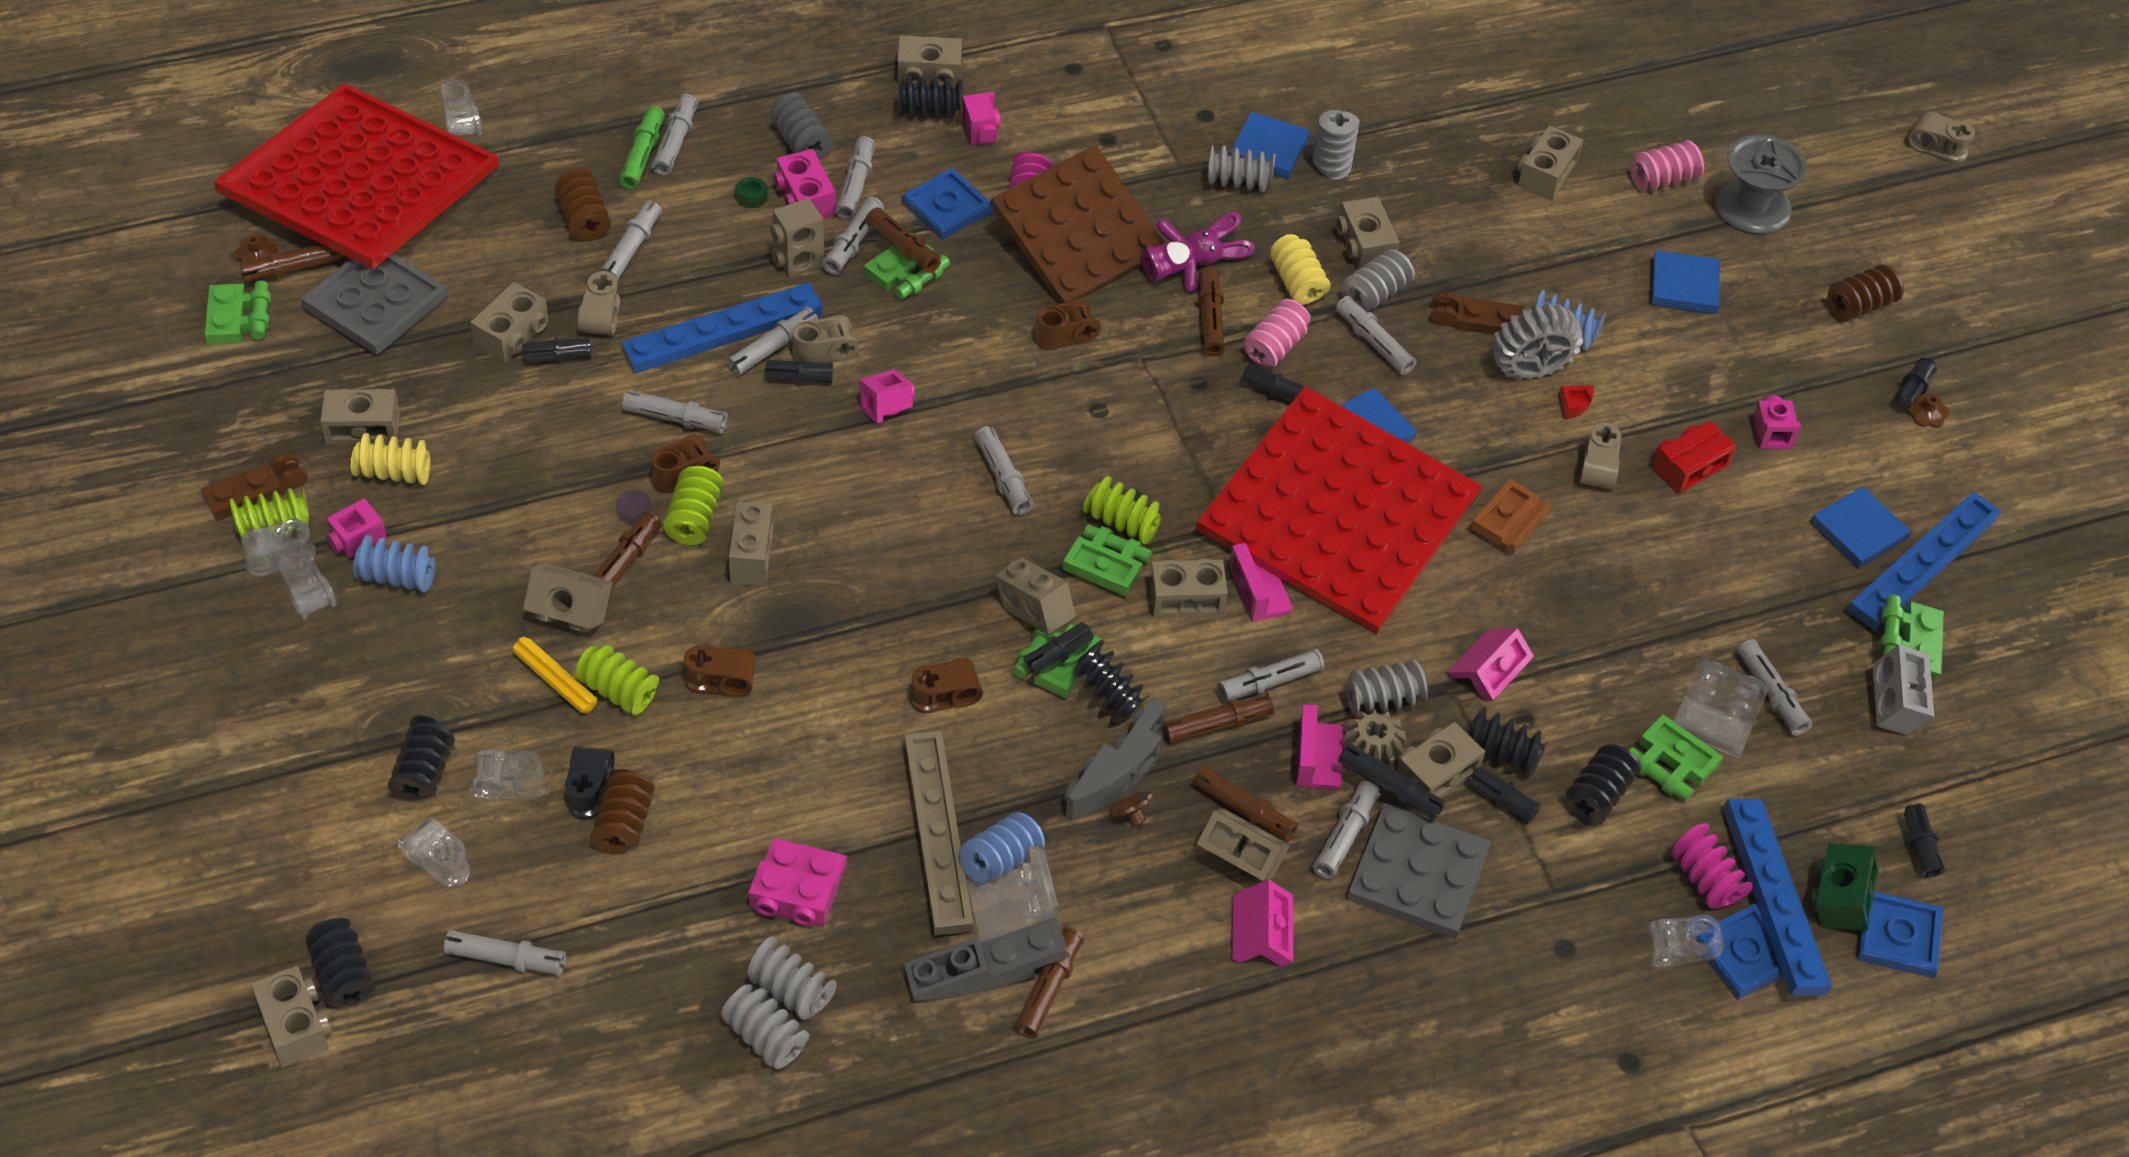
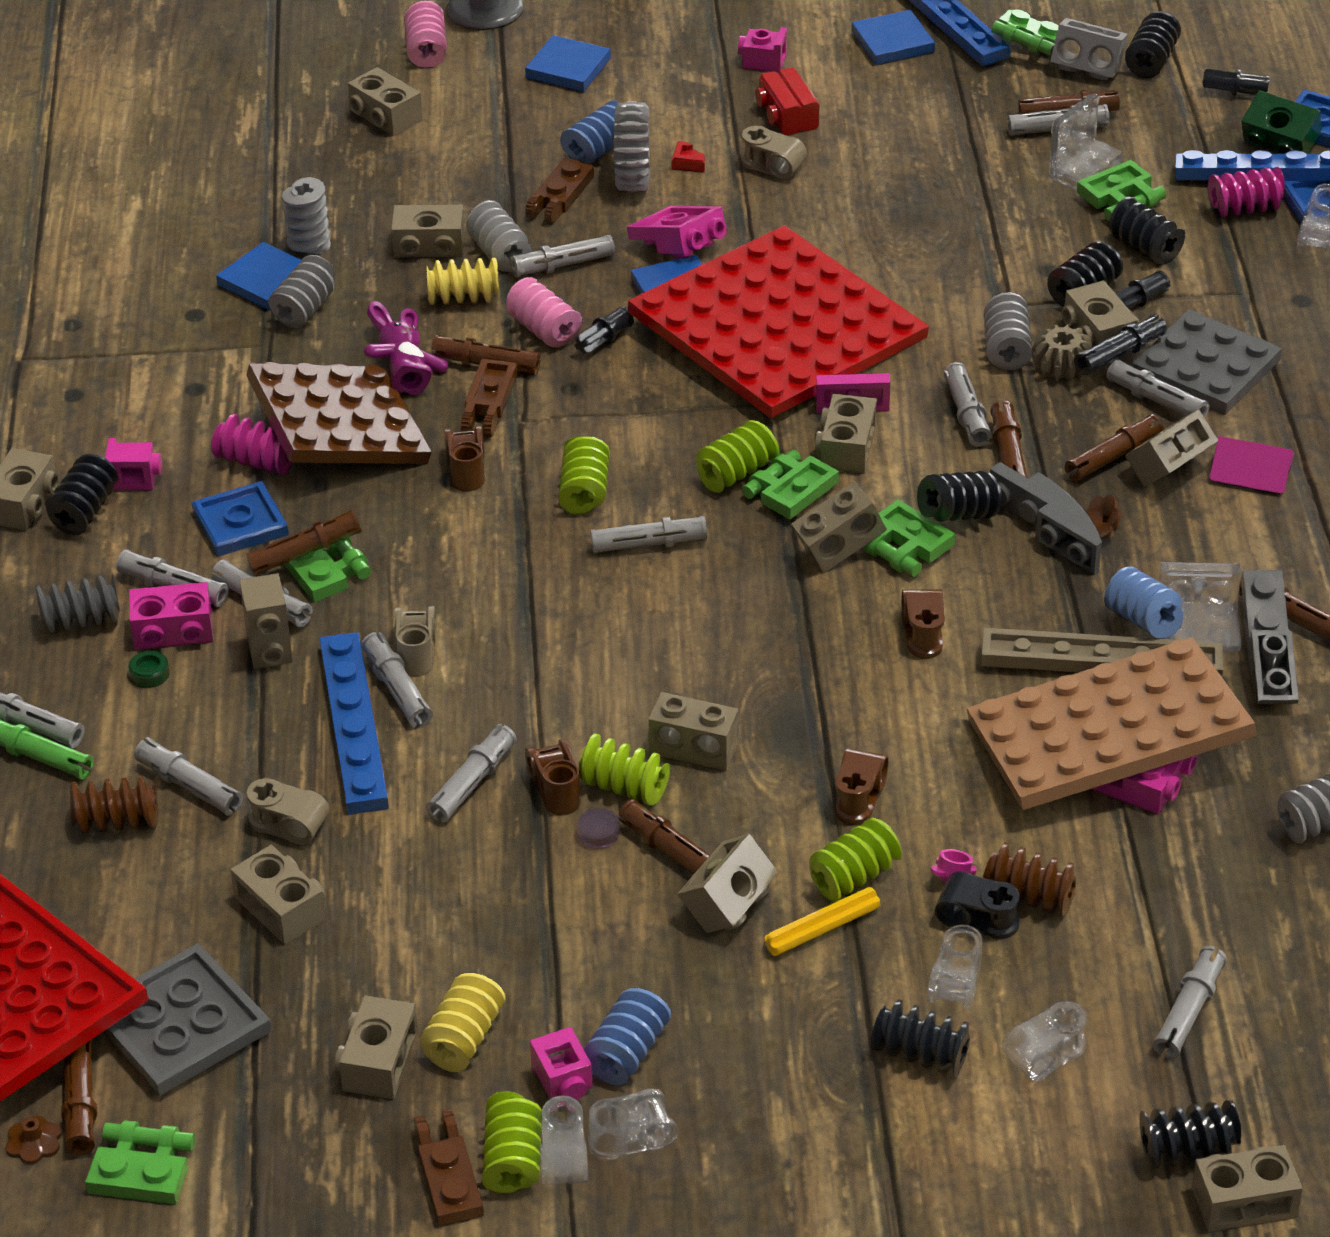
camera: 70 degrees left, 10 degrees down
(556, 350) = (336, 859): black axle -> none
(636, 748) = (952, 861): none -> dark pink plate
(789, 982) = (1264, 779): light grey piece -> none
(799, 371) = (449, 664): black axle -> none
(826, 841) = (1109, 722): none -> medium nougat plate
(885, 394) = (517, 600): dark pink brick -> none
(1058, 648) = (913, 522): black axle -> none
(1062, 405) = (583, 474): none -> lime piece
(1153, 324) = (489, 394): none -> reddish brown hinge
(1318, 752) = (1060, 394): dark pink panel -> none
(1442, 407) = (680, 229): none -> dark pink plate
(1493, 661) = (983, 268): dark pink panel -> none
(1511, 516) = (820, 220): dark orange plate -> none
(1812, 702) = (1060, 102): none -> reddish brown pin
(1949, 748) = (1152, 44): none -> black piece

